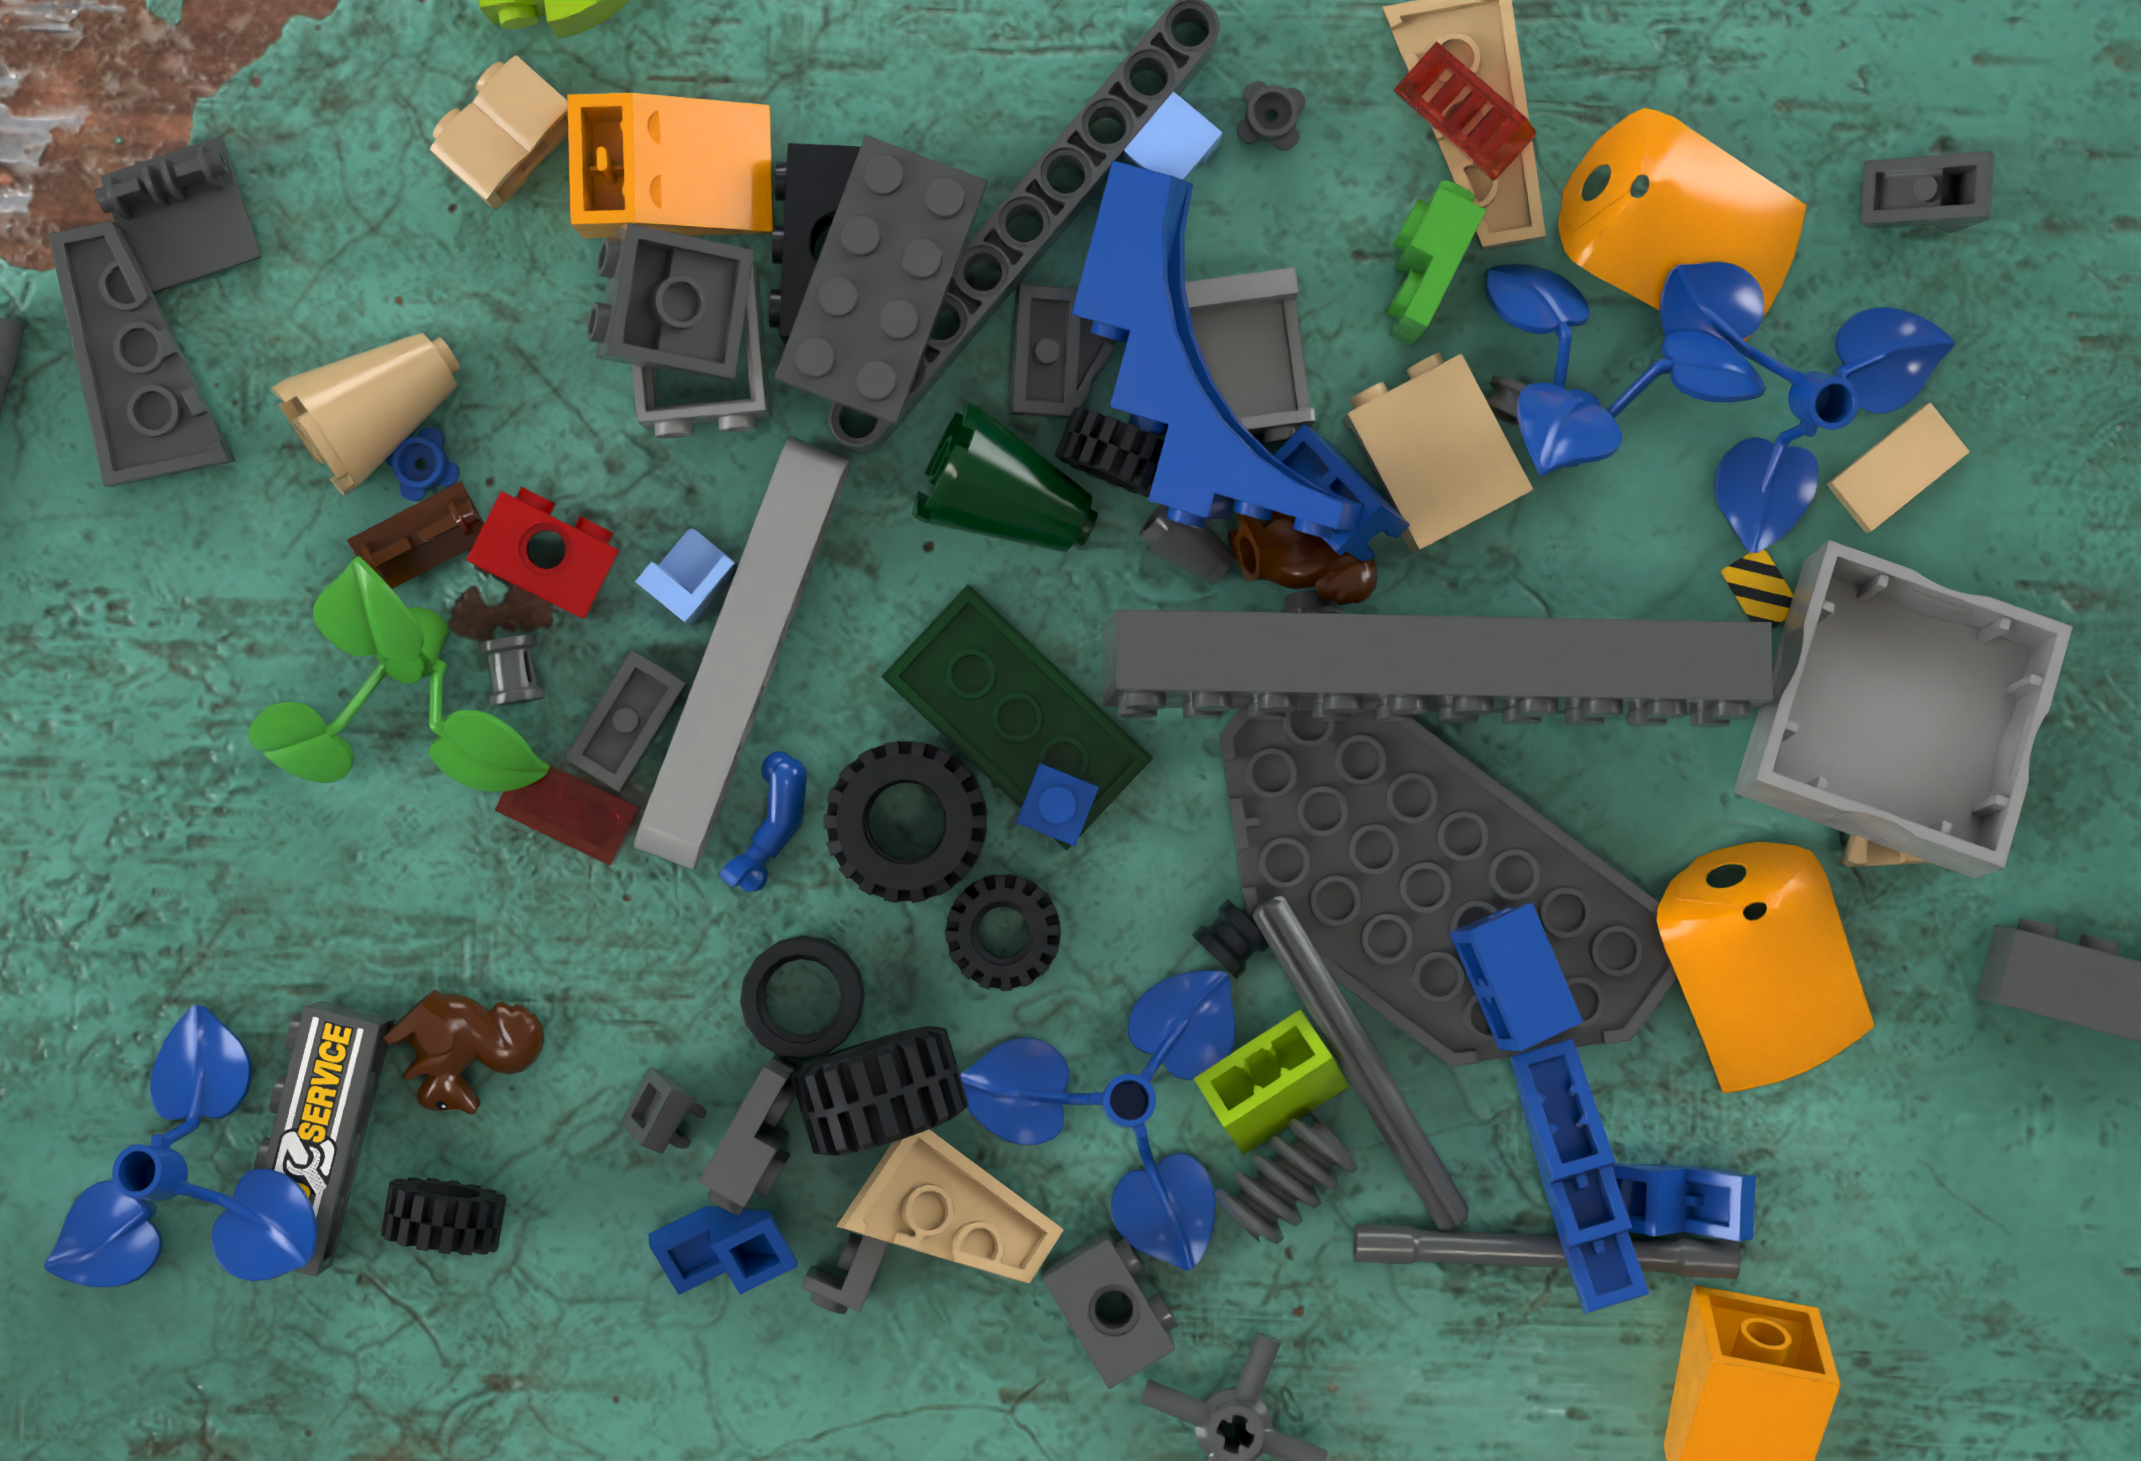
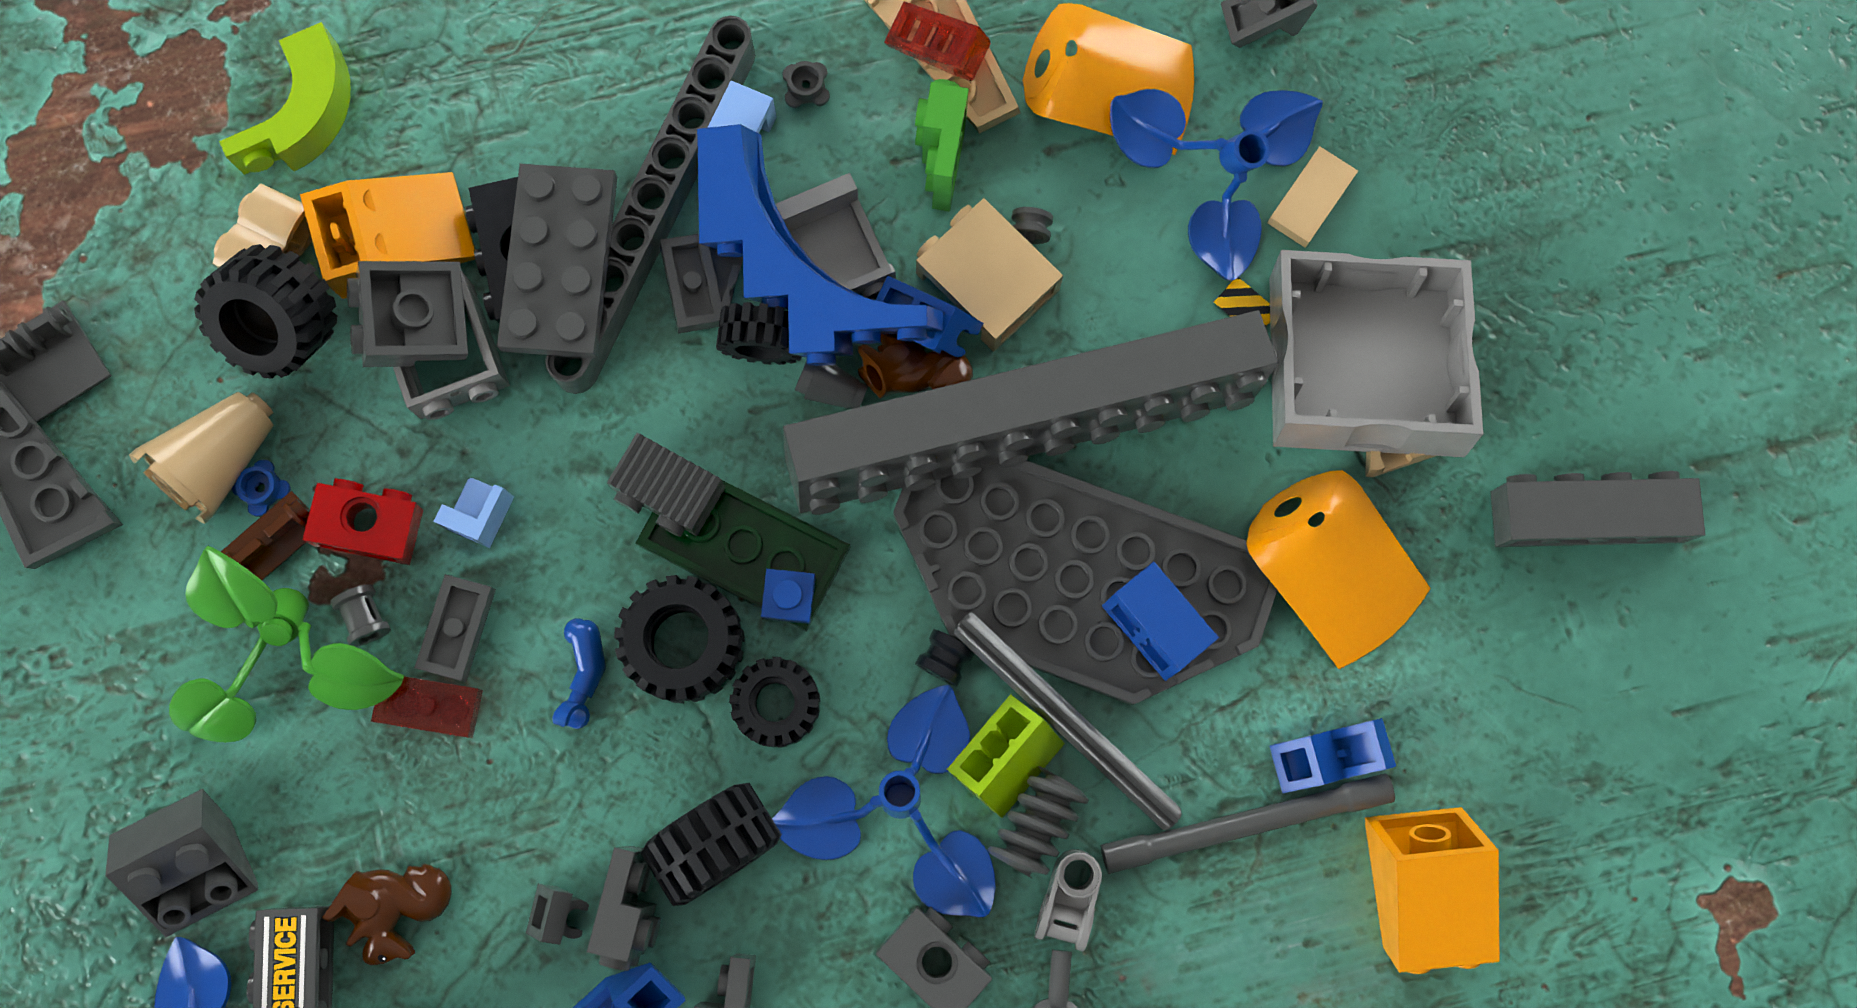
camera: 20 degrees left, 10 degrees down
(221, 916) = (180, 863): none -> dark grey slope
(487, 242) = (265, 311): none -> black tyre
(742, 653) = (527, 558): light grey beam -> none
(797, 1045) = (609, 770): black tyre -> none
(940, 619) = (666, 486): none -> dark grey brick
(950, 1208) = (791, 922): tan wing -> none
(1002, 487) = (686, 382): dark green cone -> none
(1291, 1290) = (1069, 903): none -> light grey piece
(1570, 425) = (1074, 219): blue plant -> none
(1578, 1175) = (1253, 757): blue slope -> none

